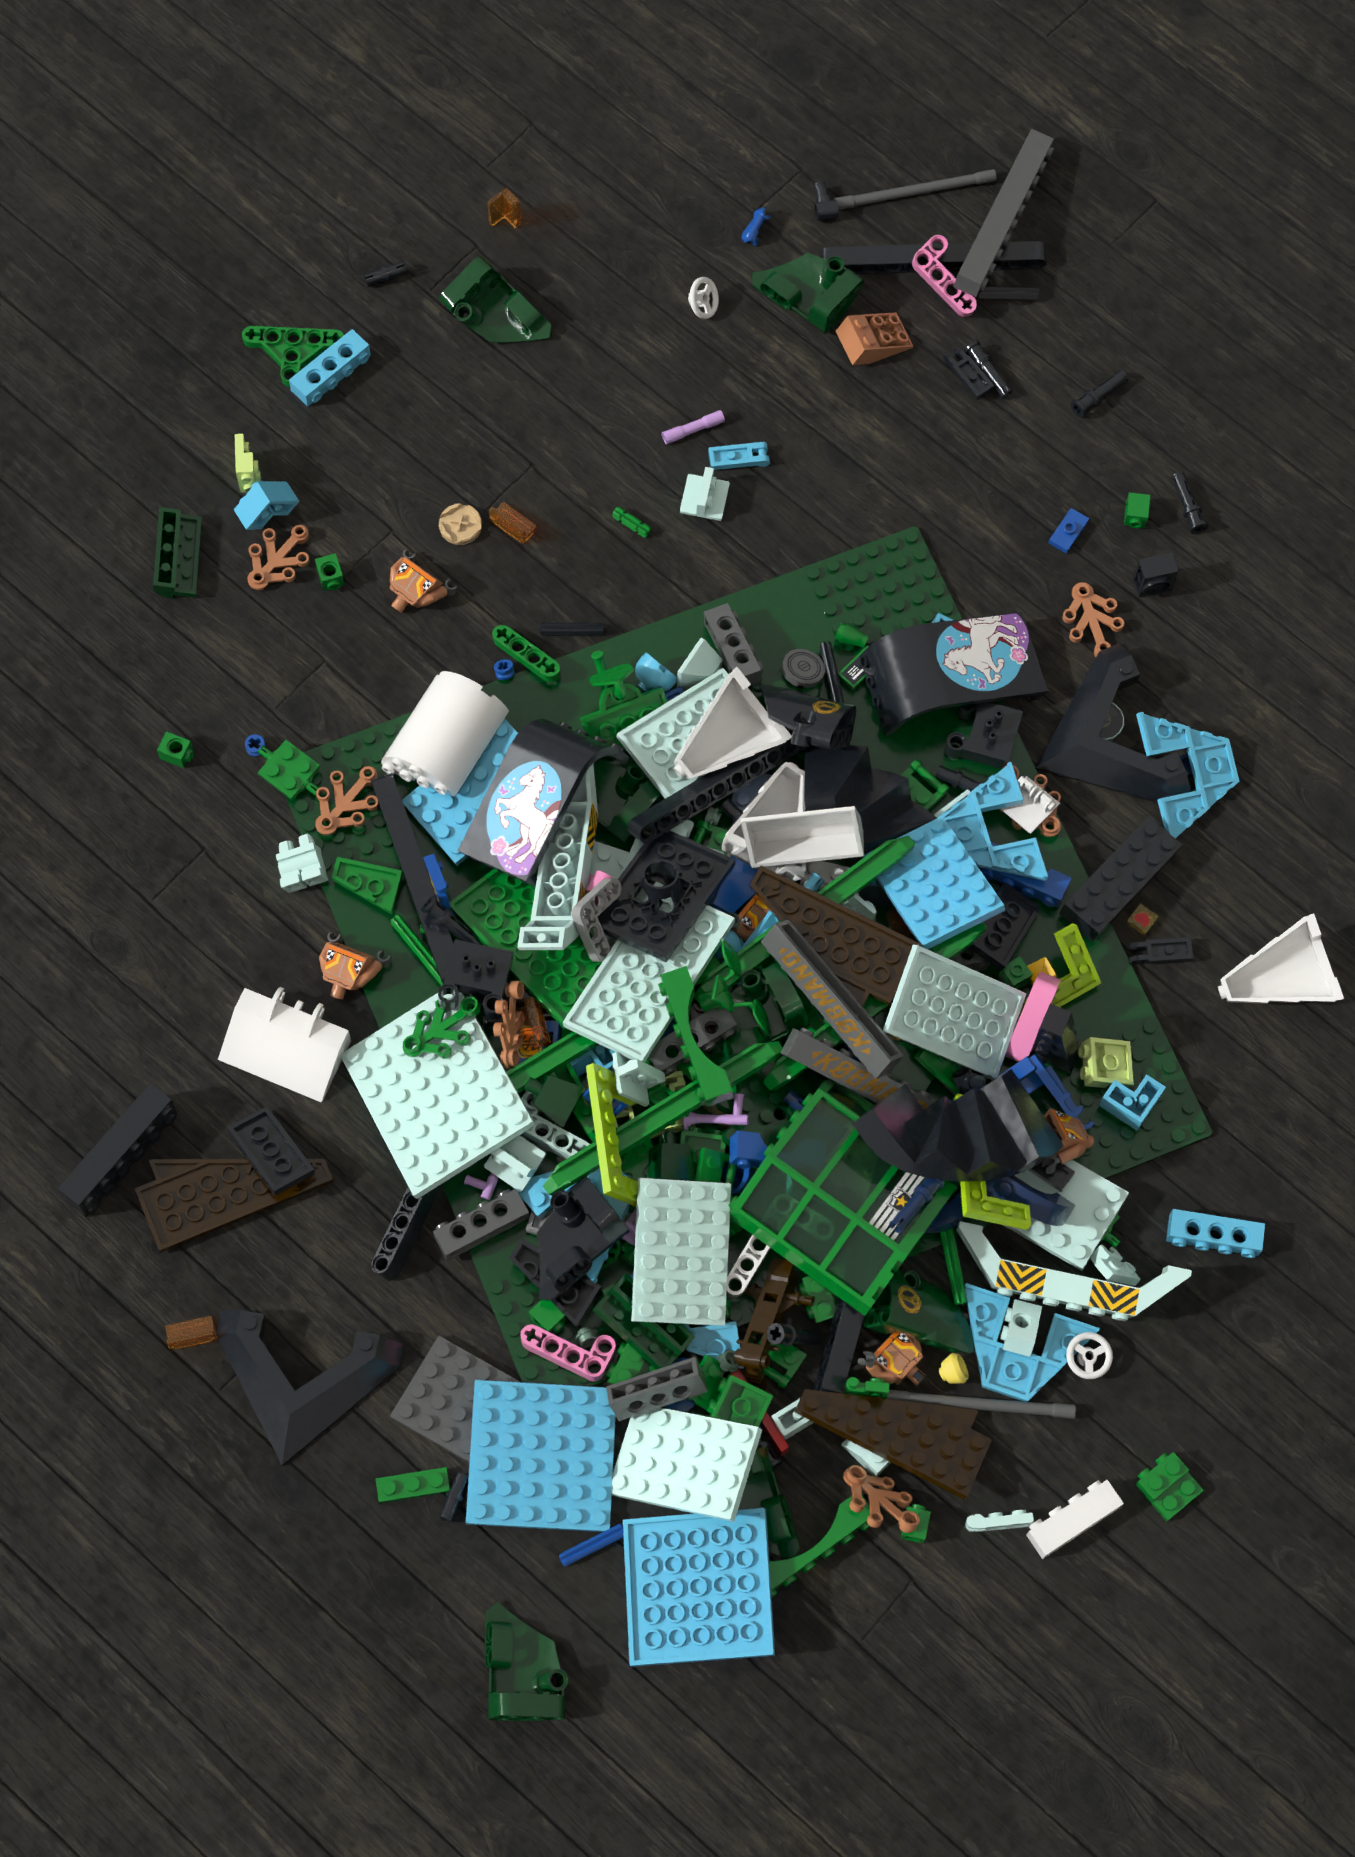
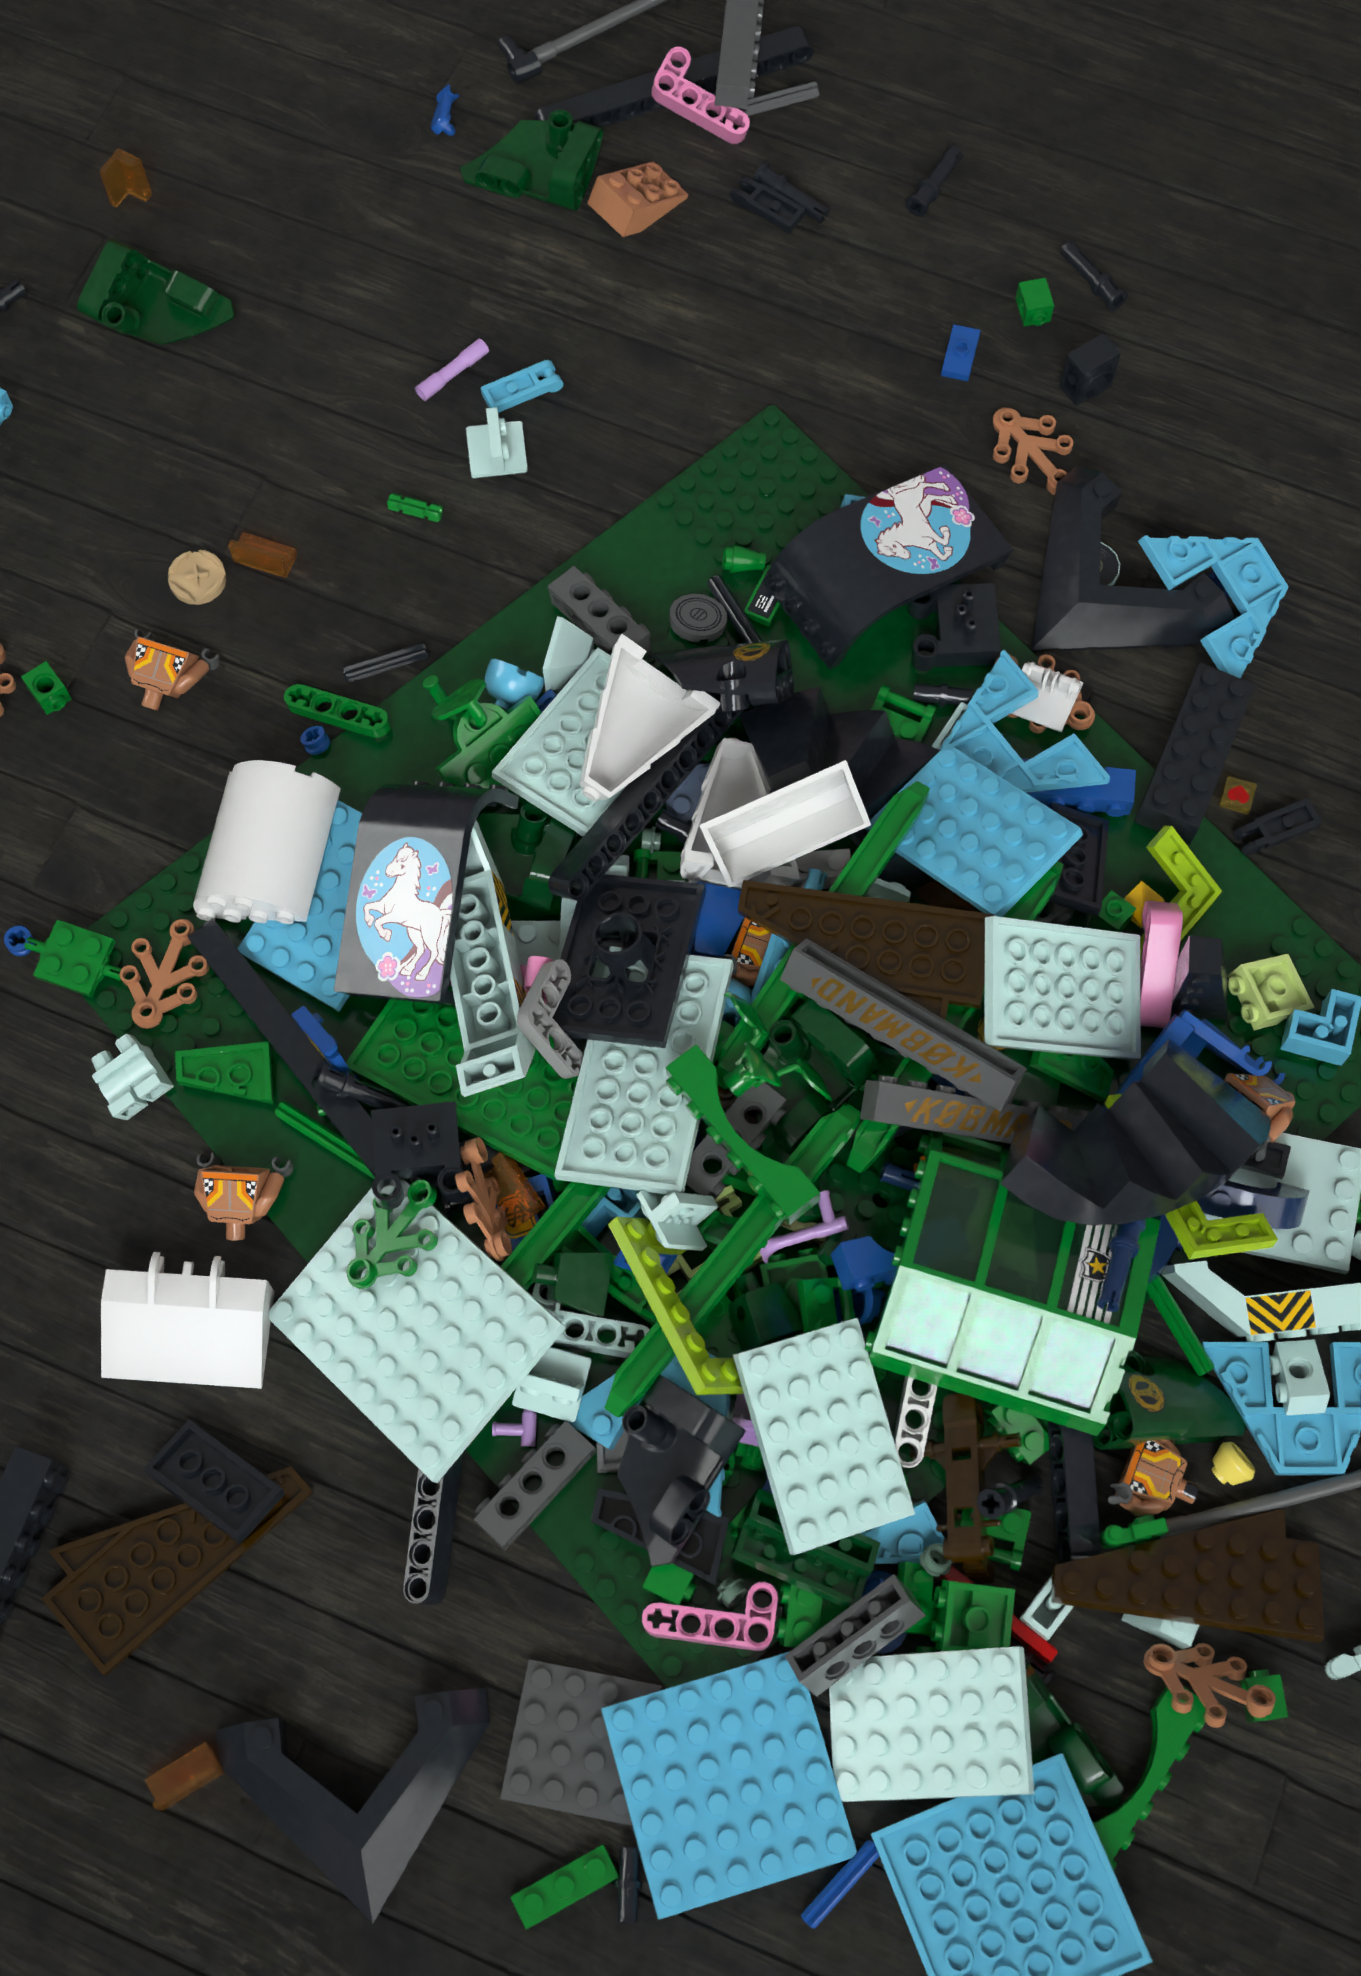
camera: 15 degrees left, 0 degrees up
(700, 298) = (407, 213): white piece -> none
(966, 1080) = (1112, 1075): black pin -> none

